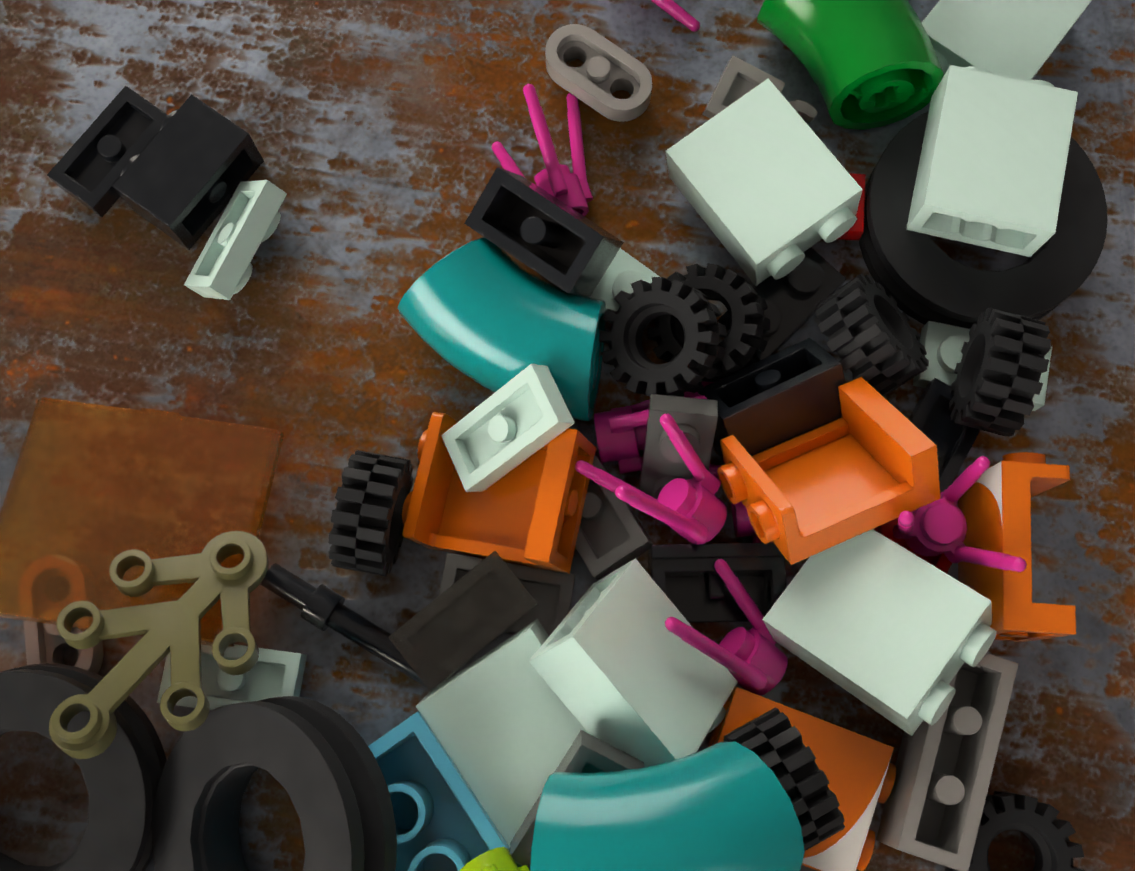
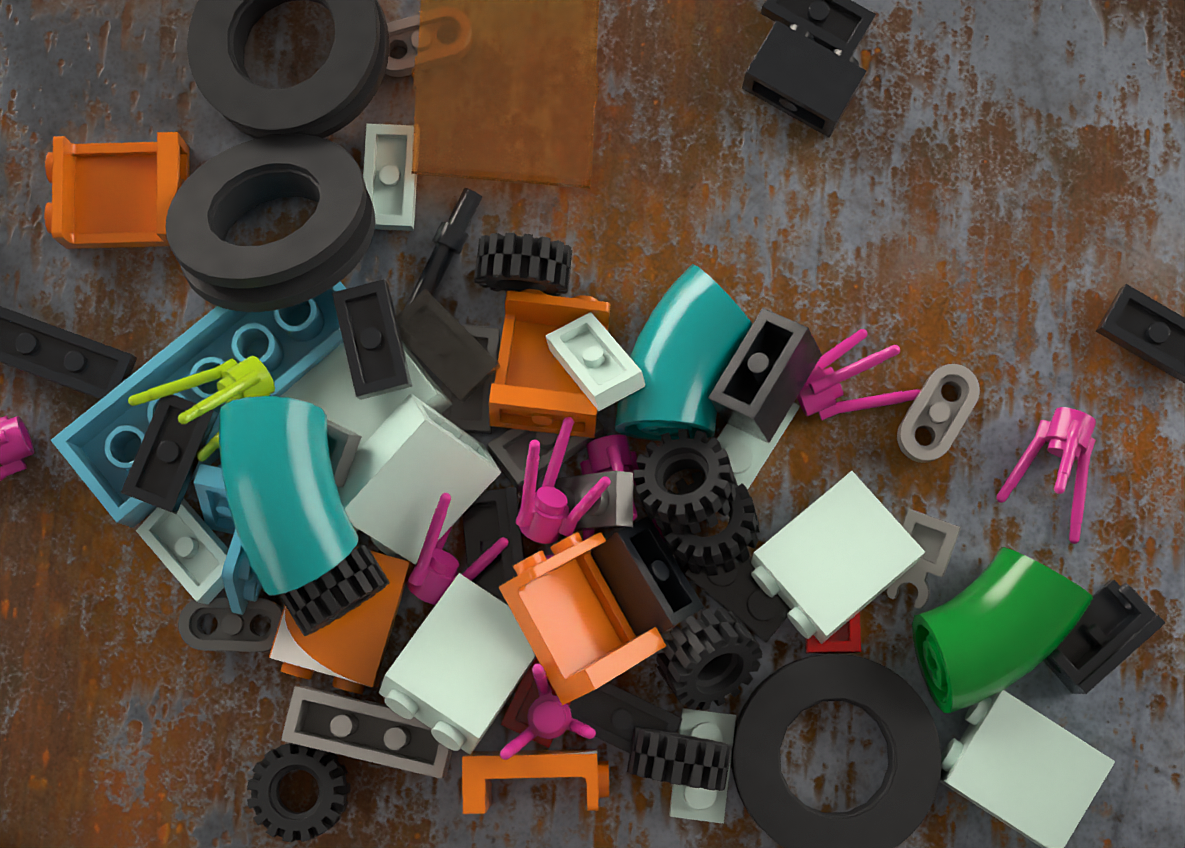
camera: 85 degrees right, 5 degrees up
(167, 628) = (416, 126): olive plant -> none
(245, 223) = (747, 125): light aqua plate -> none
(450, 708) = (372, 339): none -> black plate
(993, 160) = (874, 752): light aqua brick -> none

